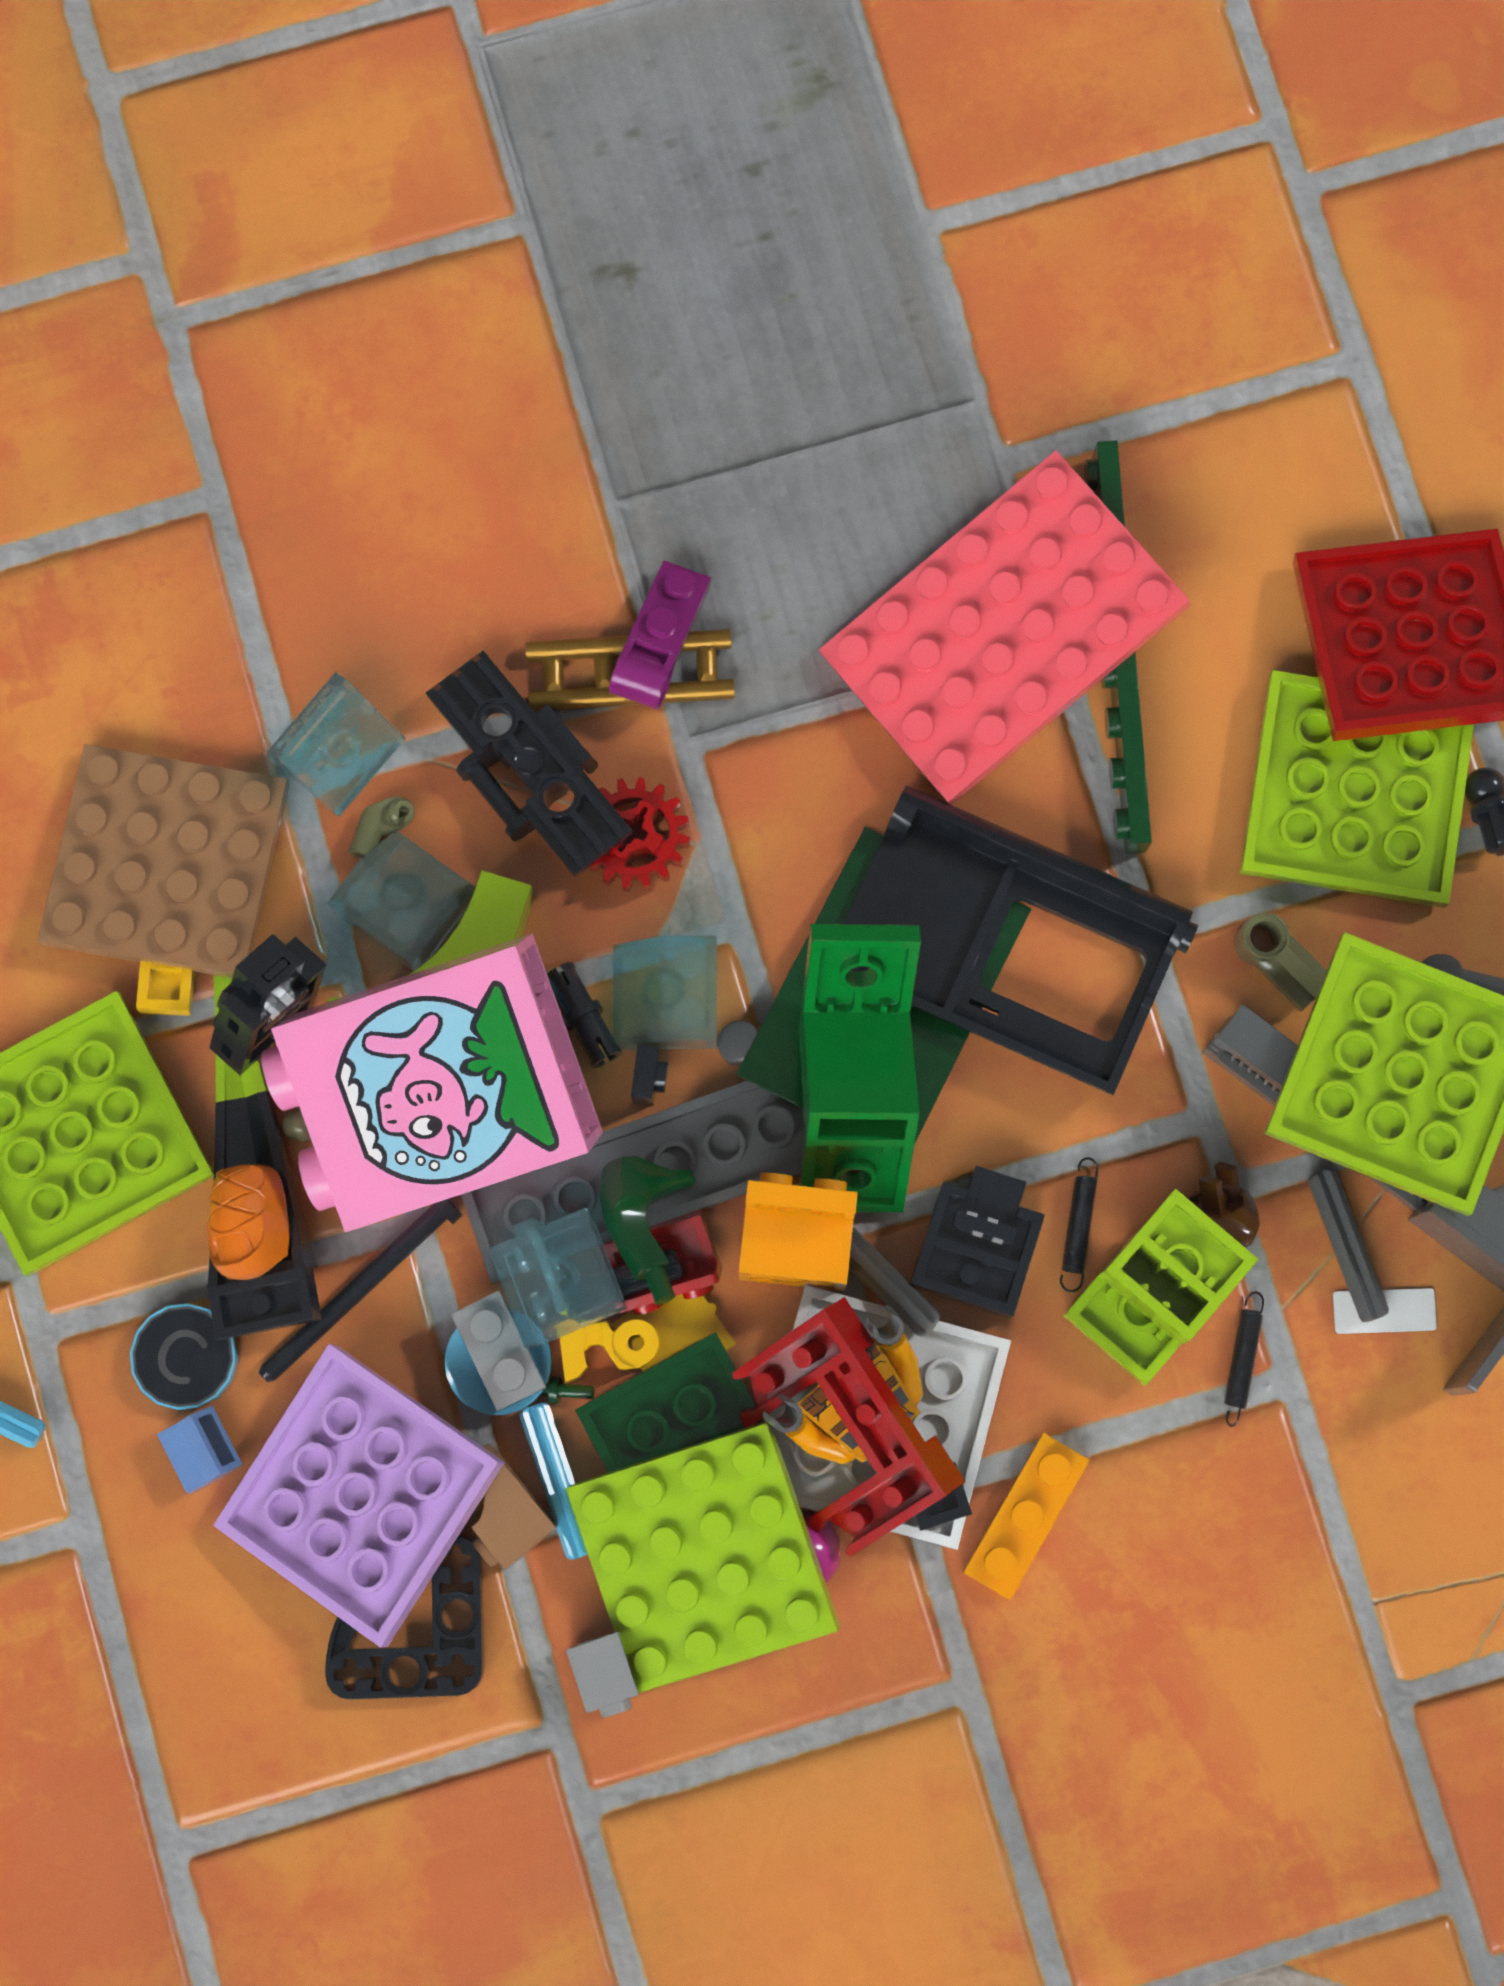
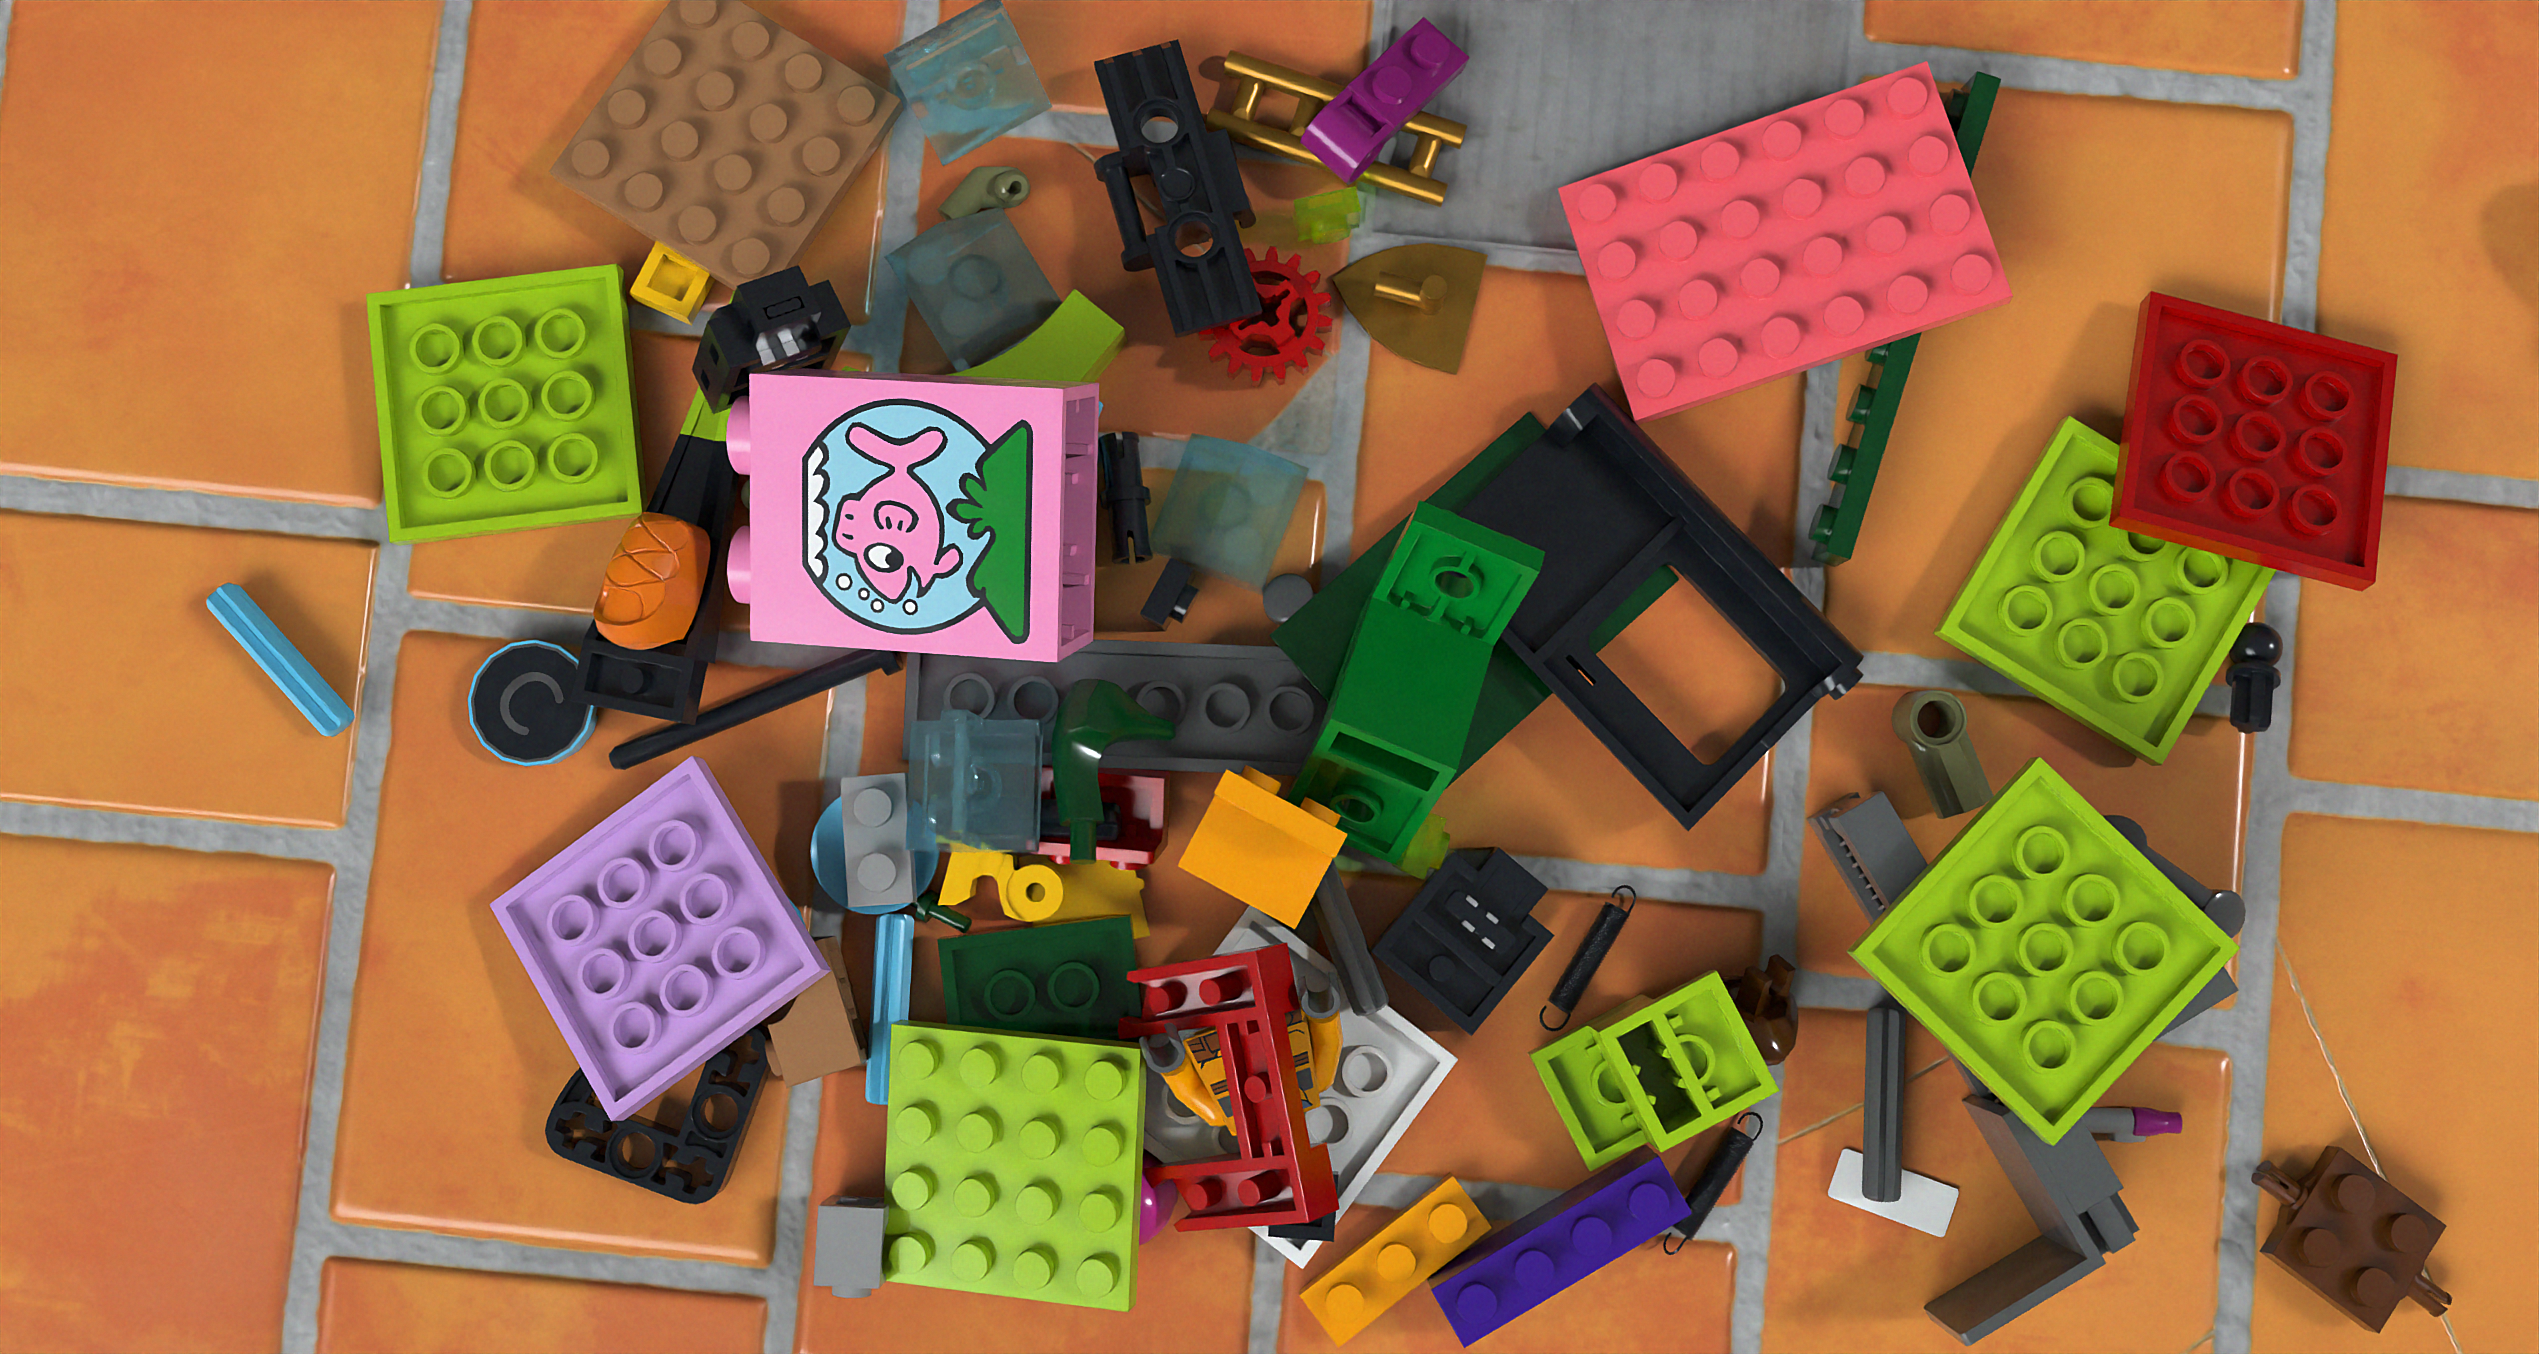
camera: 25 degrees right, 5 degrees up
(199, 1450) = (507, 814): medium blue piece -> none
(651, 739) = (1327, 216): none -> clear neon green plate
(744, 776) = (1416, 300): none -> pearl gold shield
(921, 1188) = (1425, 848): none -> clear neon green plate
(1144, 1451) = (1558, 1245): none -> dark purple brick

